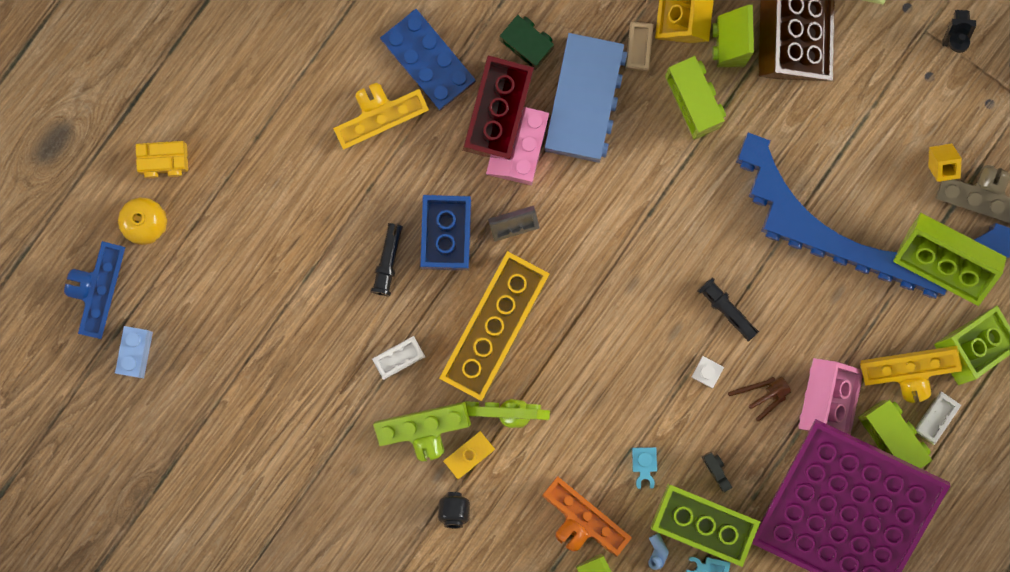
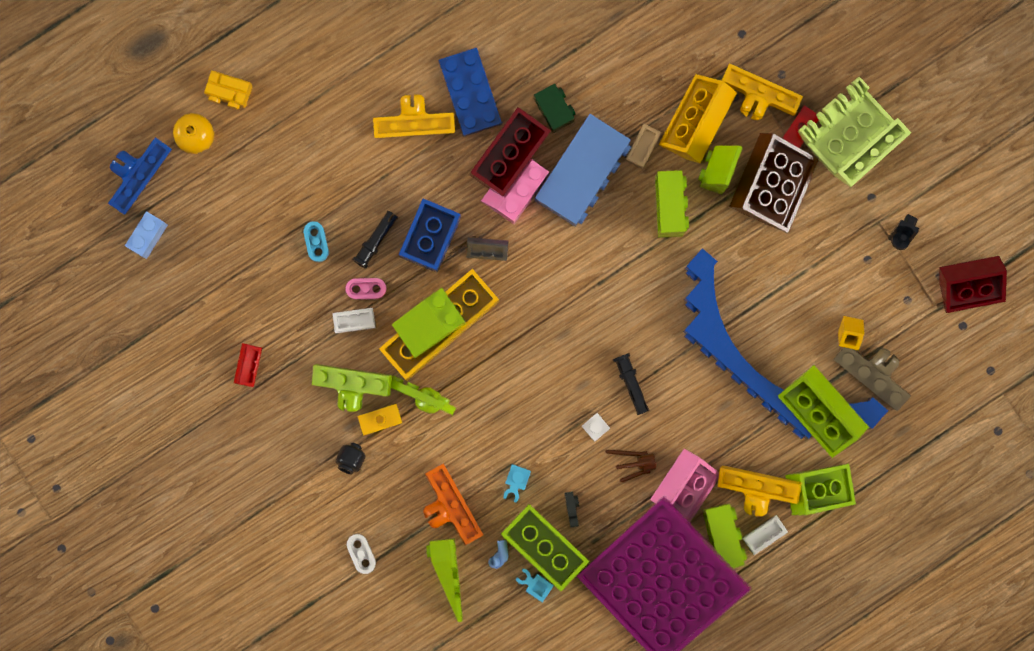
camera: 20 degrees right, 0 degrees up
(301, 452) = (247, 365): none -> red plate
(323, 288) = (316, 242): none -> medium azure plate
(398, 318) = (366, 288): none -> bright pink plate
(483, 329) = (428, 323): none -> lime slope

